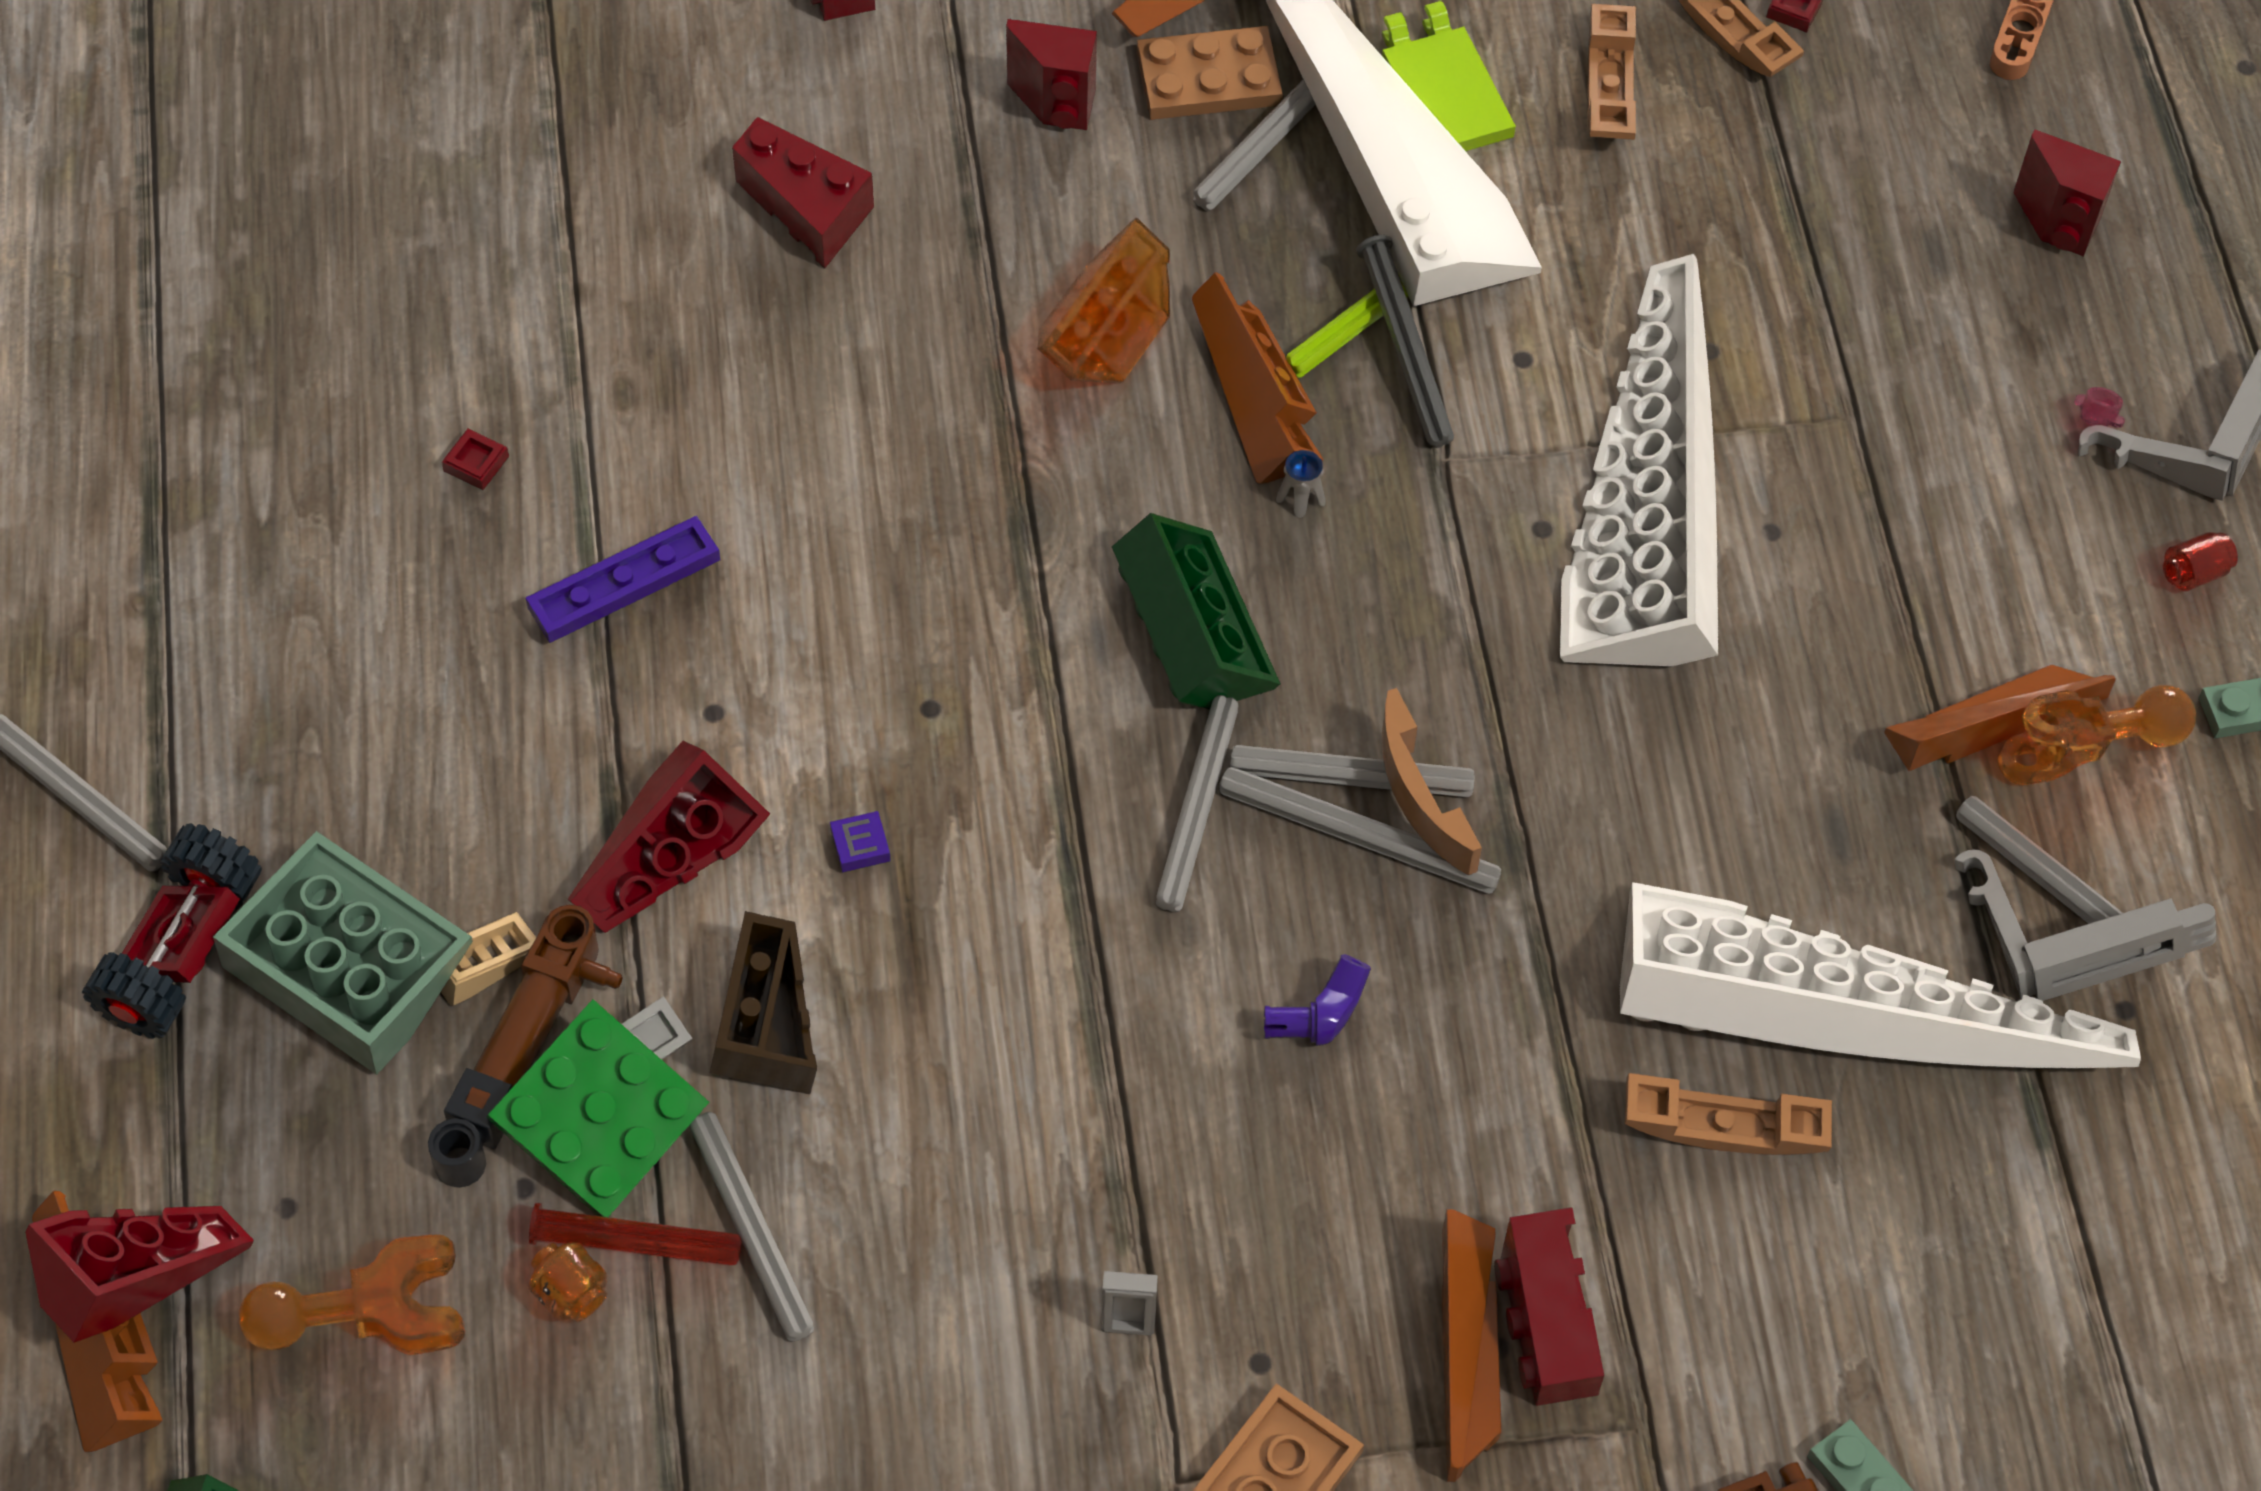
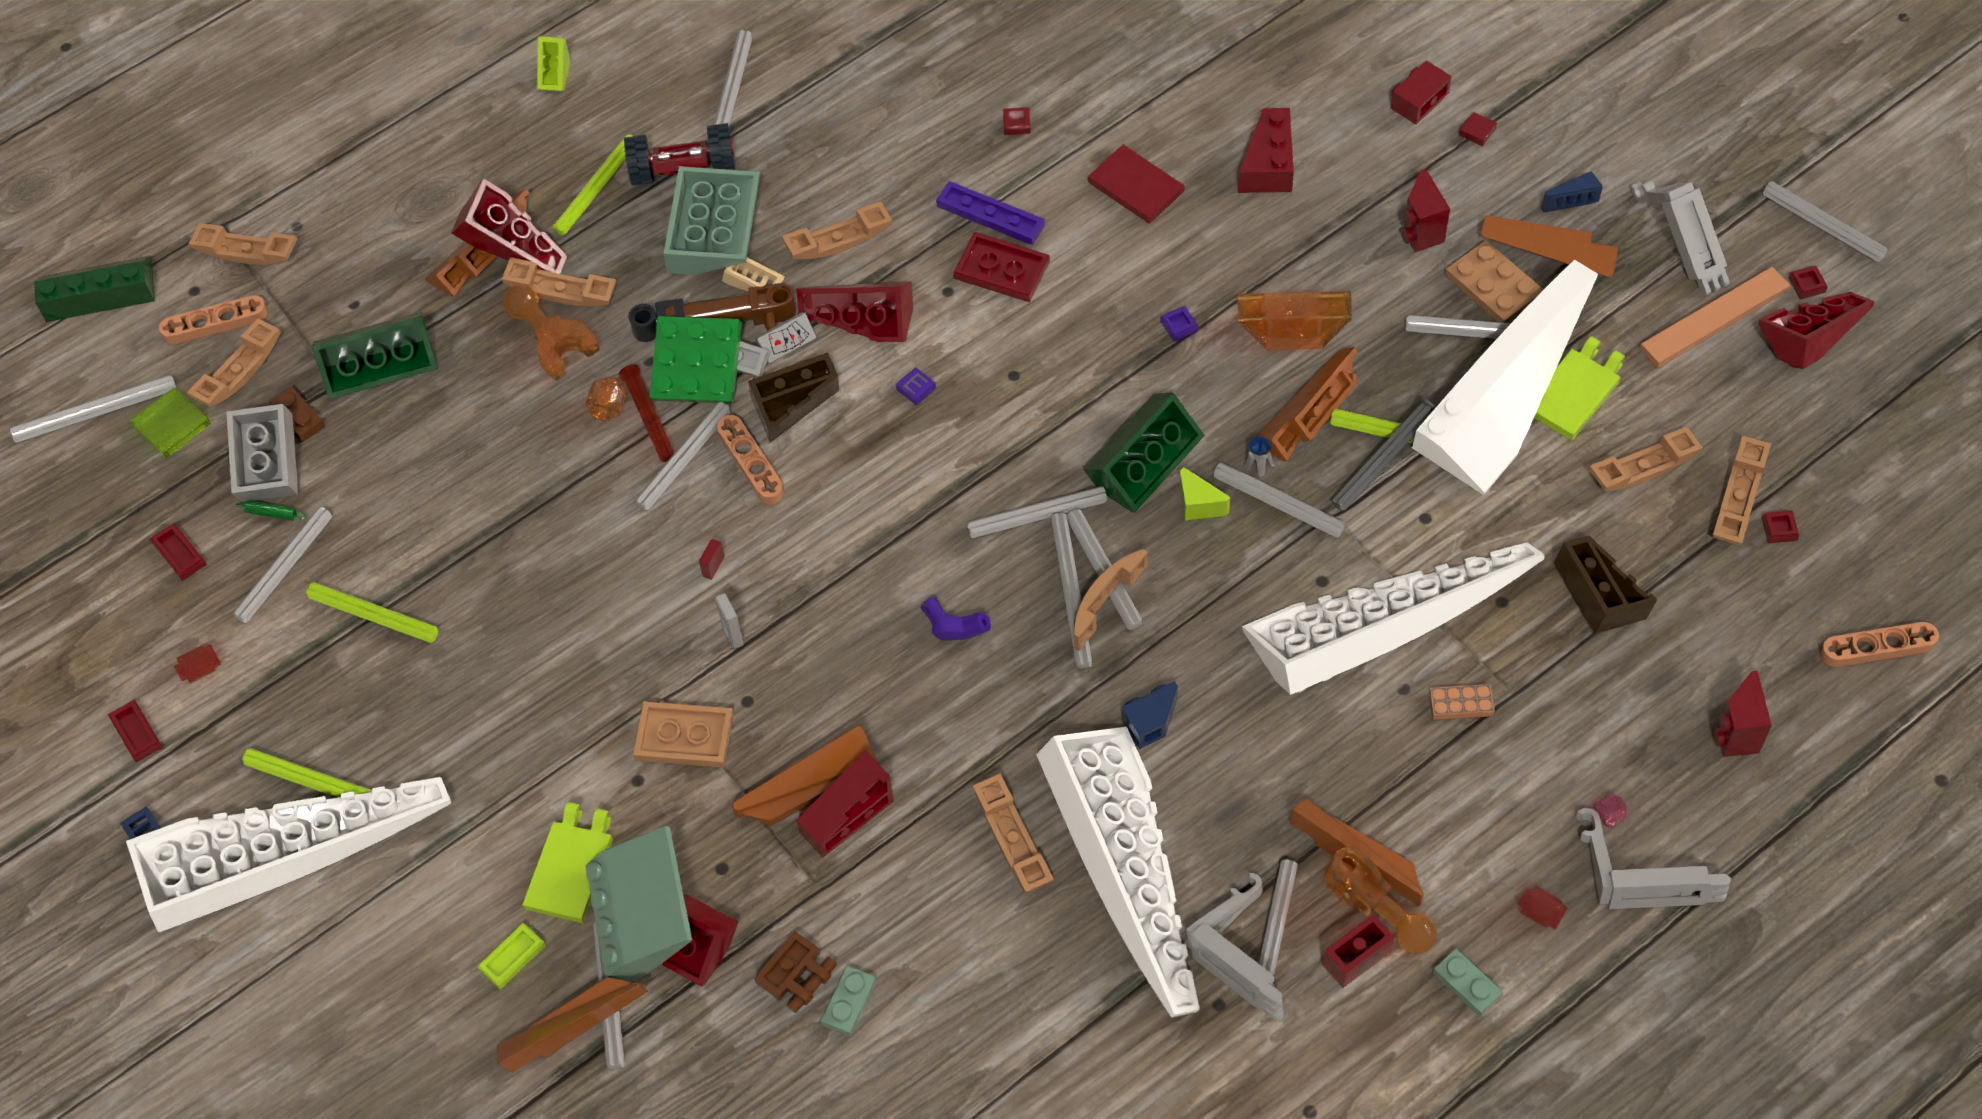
camera: 65 degrees right, 0 degrees up
(114, 1092) = (591, 190): none -> lime axle
(283, 1243) = (559, 287): none -> medium nougat slope
(502, 792) = (840, 236): none -> medium nougat slope
(641, 962) = (786, 336): none -> light grey tile
(715, 375) = (1136, 183): none -> dark red tile
(727, 619) = (1001, 267): none -> dark red tile
(826, 1143) = (747, 460): none -> nougat beam
(981, 1278) = (711, 559): none -> dark red tile
(1000, 457) = (1179, 323): none -> dark purple tile
(1317, 590) = (1200, 498): none -> lime slope
(1382, 503) = (1279, 499): none -> light grey axle
(1640, 838) = (1150, 715): none -> dark blue slope
(1773, 228) = (1600, 587): none -> dark brown wedge
(1837, 477) = (1461, 702): none -> nougat tile
(2157, 794) = (1358, 950): none -> dark red brick

